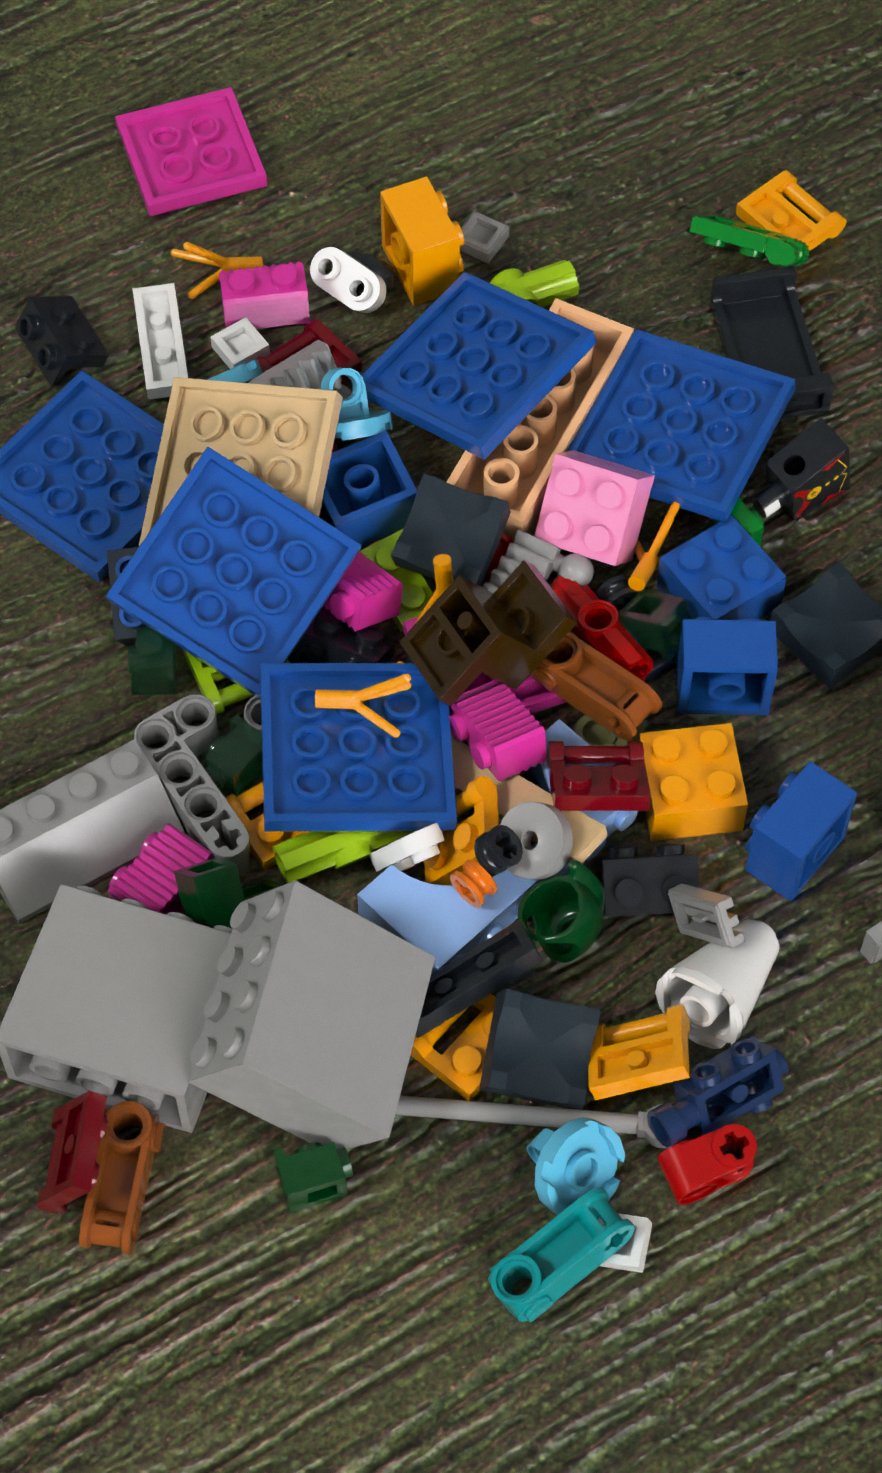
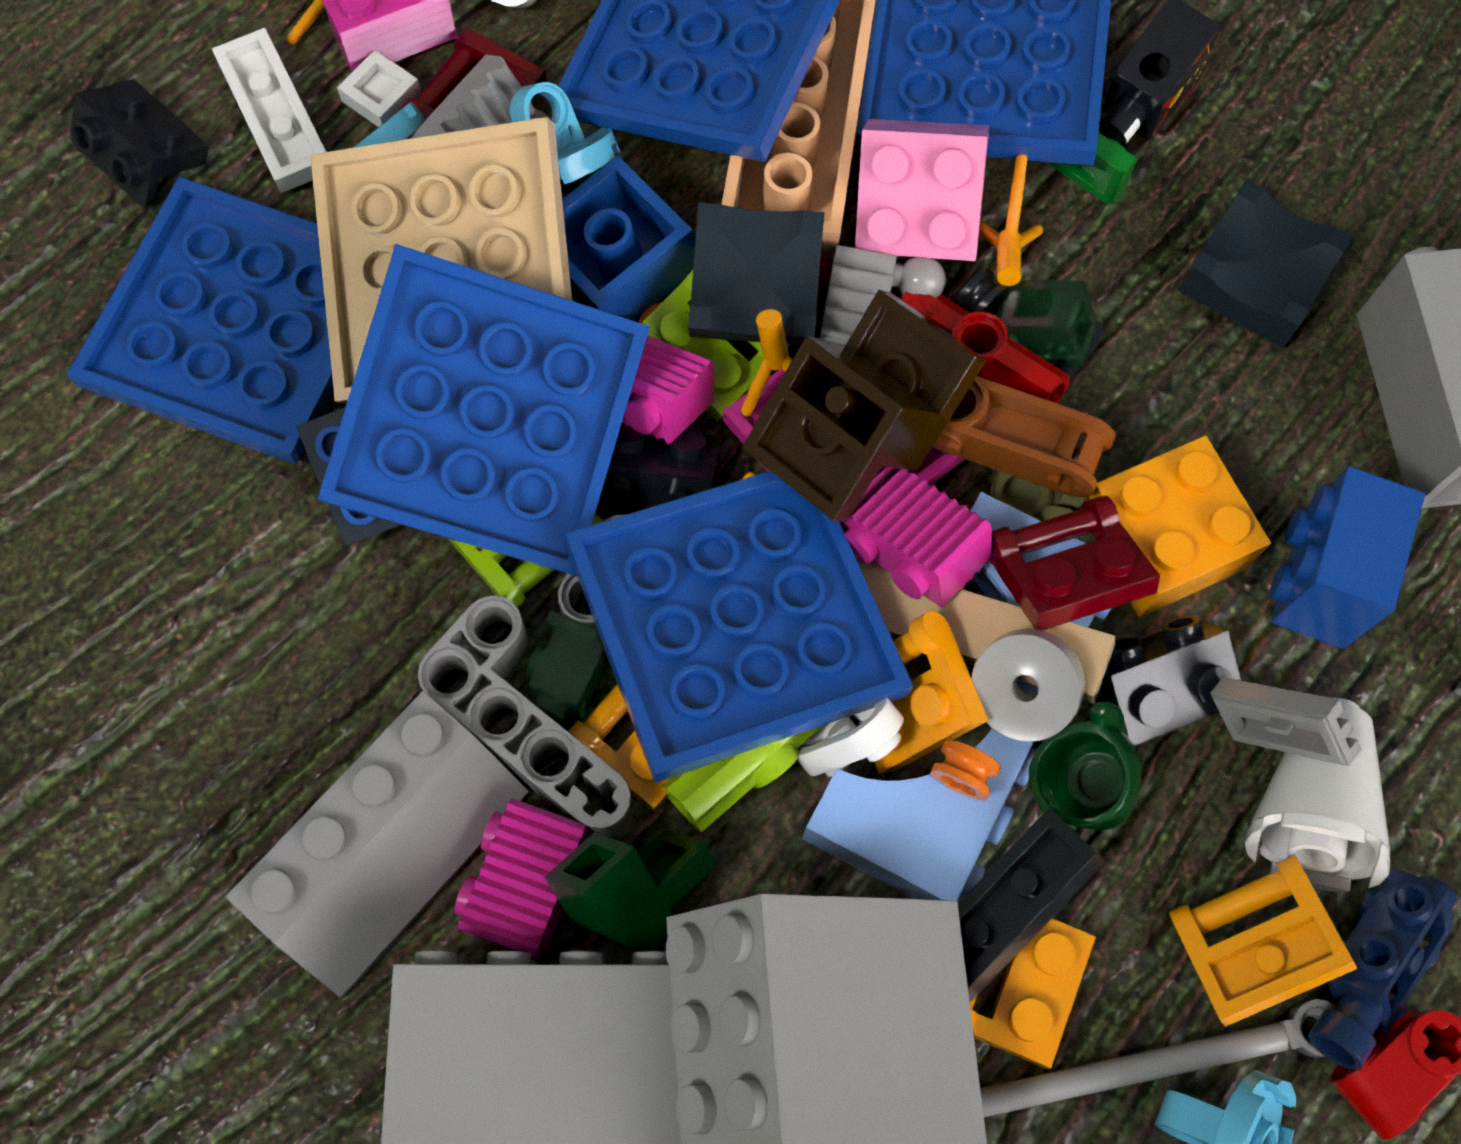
camera: 20 degrees left, 10 degrees up
(153, 664) = (408, 565): clear green brick -> none
(354, 700) = (714, 552): light orange plant -> none
(498, 849) = (990, 717): black bush -> none
(539, 1049) = (1130, 982): black brick -> none
(722, 574) = (1108, 235): blue brick -> none
(726, 666) = (1166, 356): blue brick -> none

